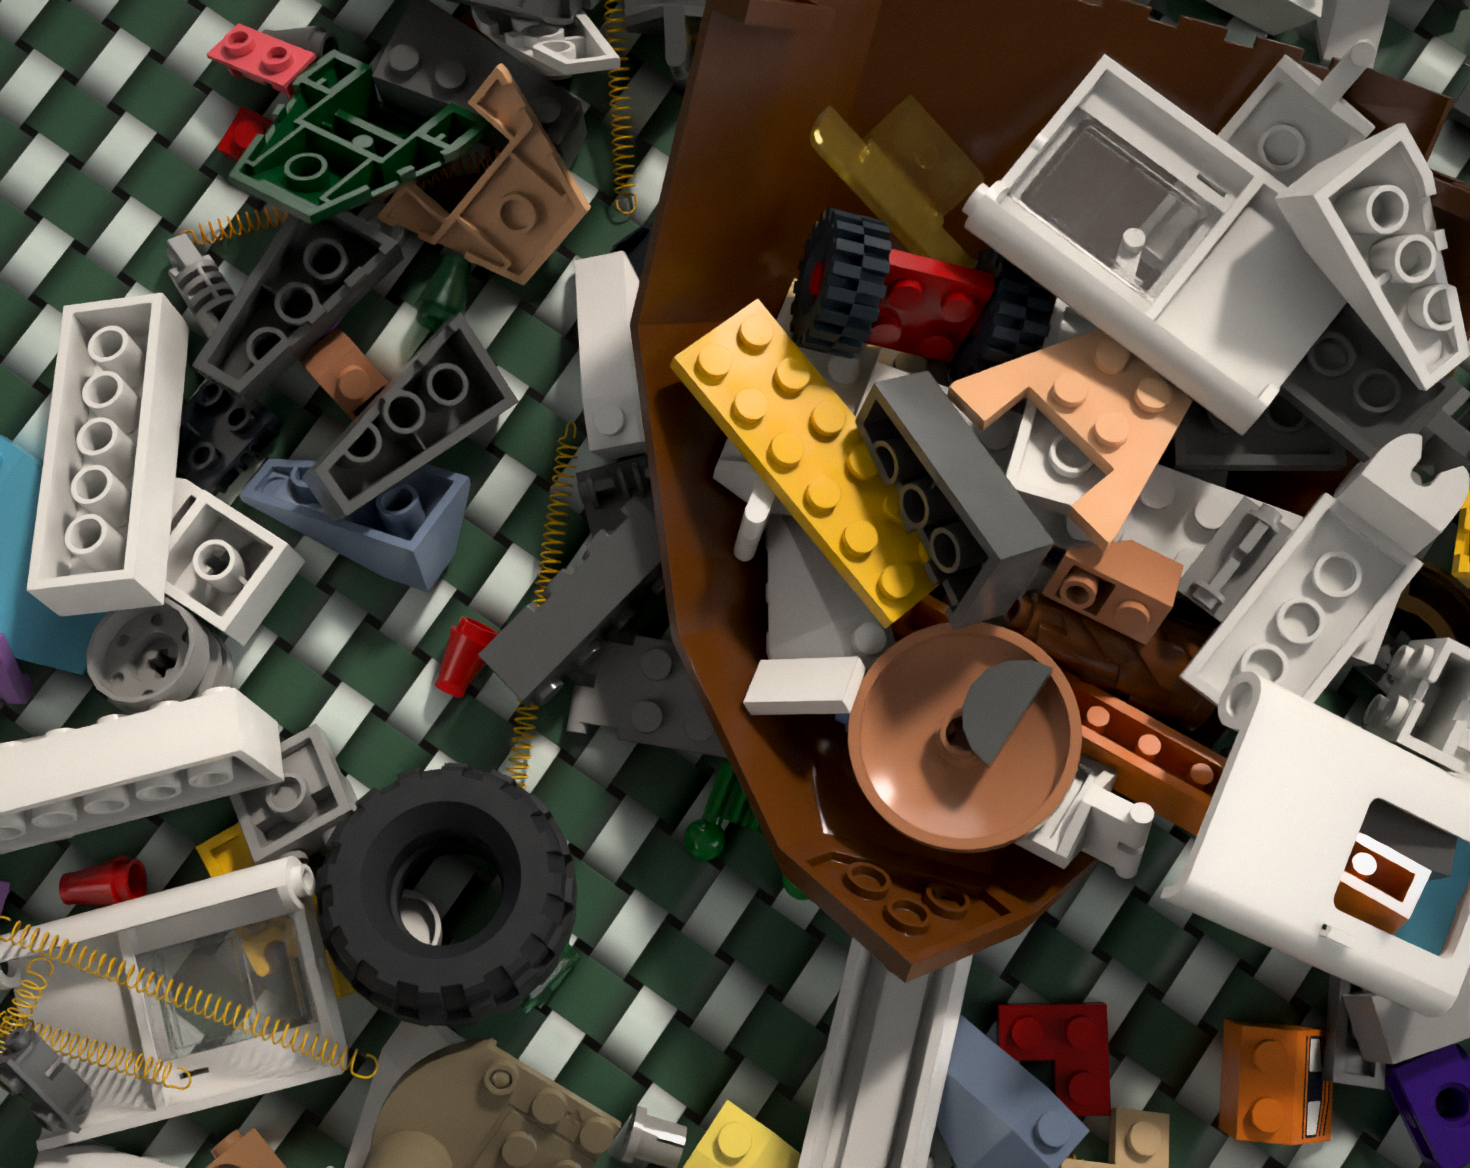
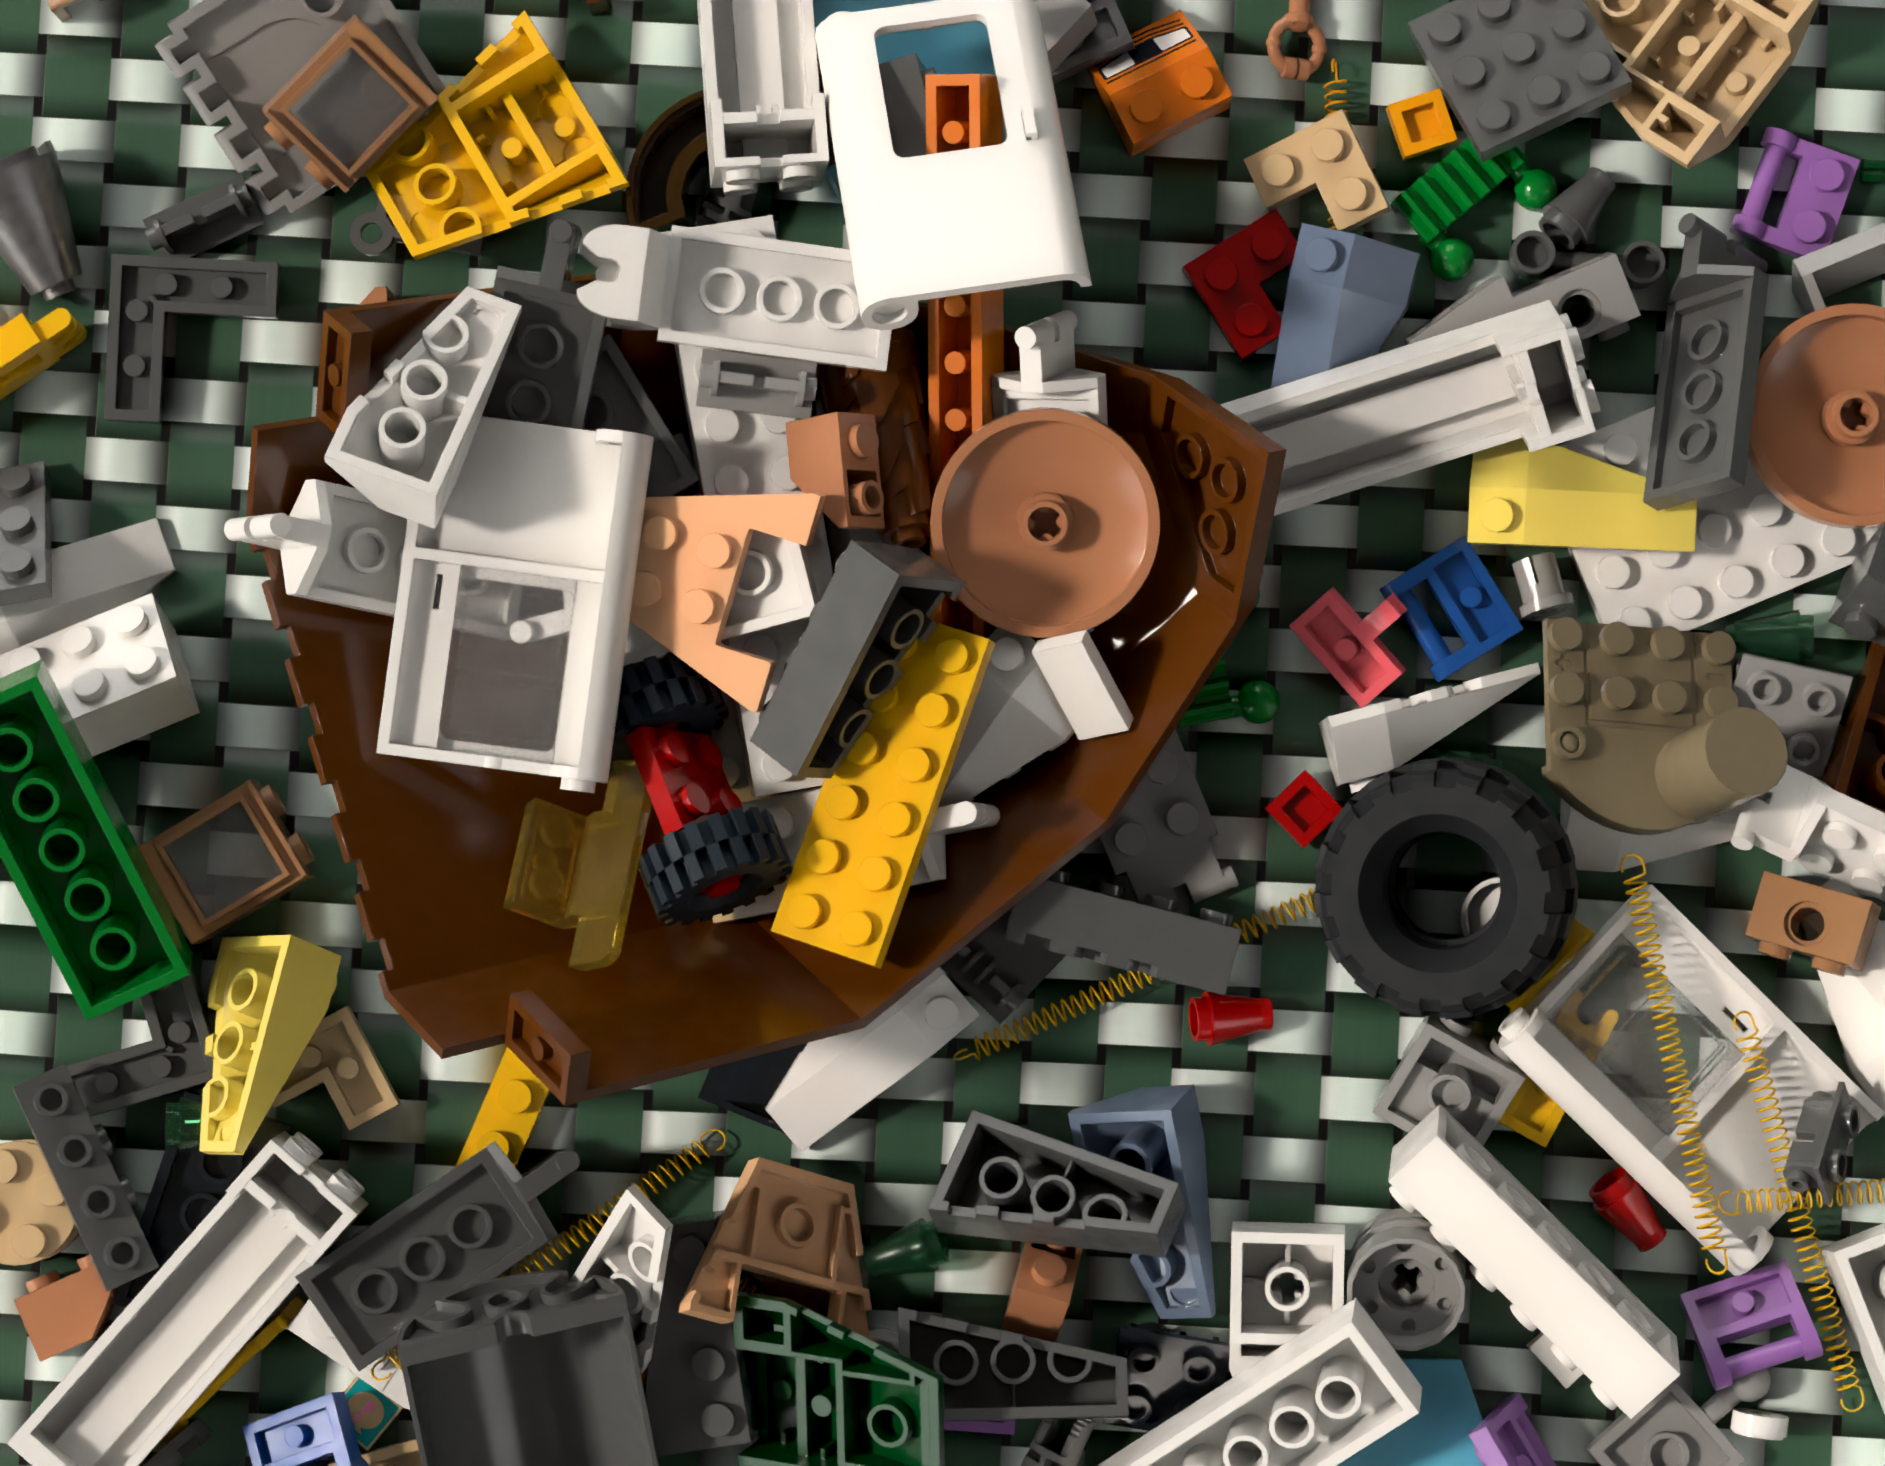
camera: 125 degrees left, 5 degrees up
(593, 821) = (1303, 809): none -> red plate
(607, 937) = (1390, 733): none -> white wedge
(681, 1069) = (1468, 600): none -> blue plate
(702, 946) = (1351, 645): none -> coral plate
(999, 703) = (1004, 508): dark grey tile -> none

